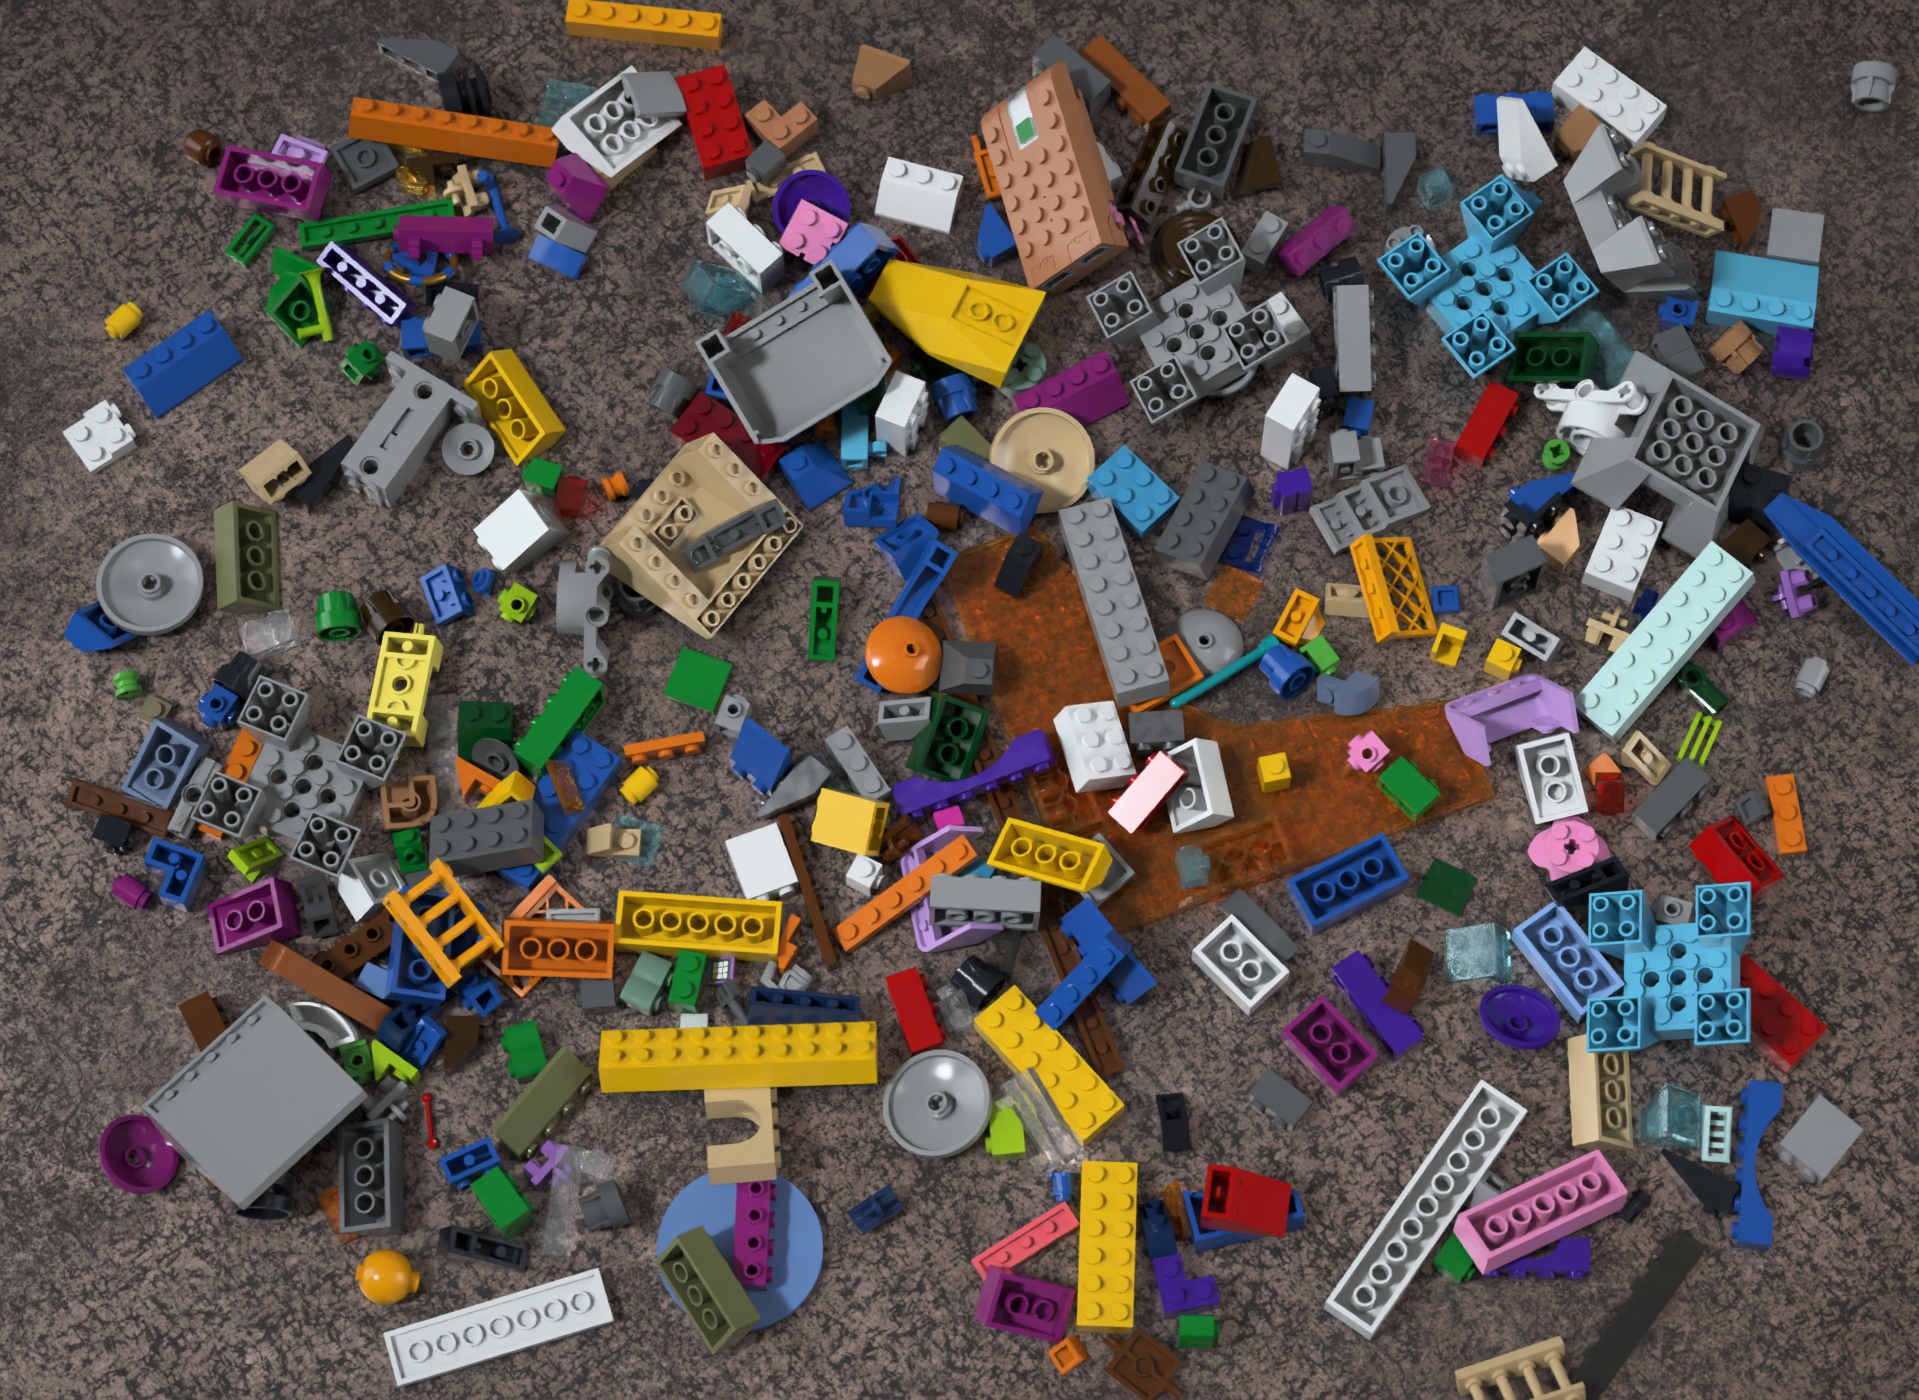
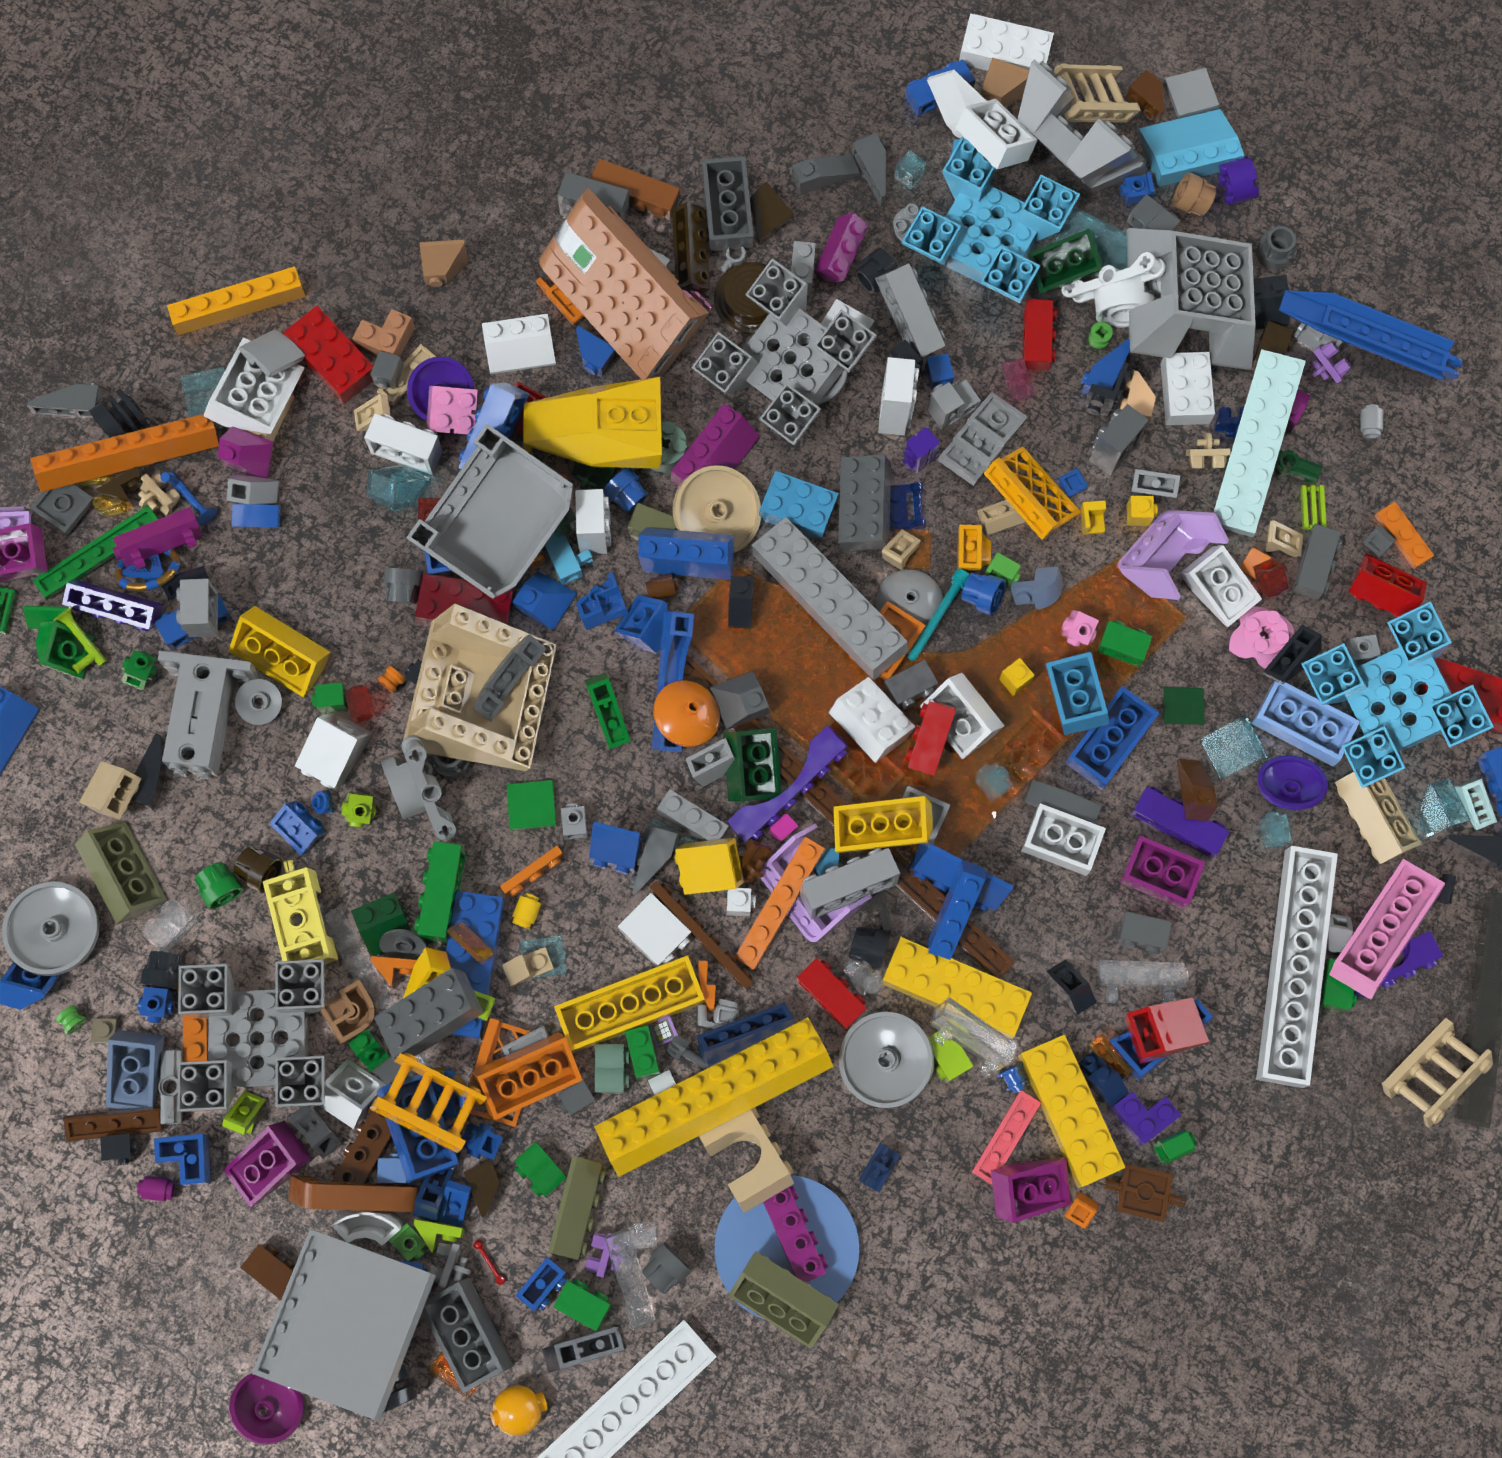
camera: 30 degrees left, 5 degrees up
(1218, 585) = (900, 549): none -> tan slope
(1253, 1143) = (1140, 975): none -> clear brick
(1328, 816) = (1077, 693): none -> dark azure brick
(1476, 1060) = (1275, 830): none -> clear light blue brick
(1535, 187) = (996, 133): none -> white brick

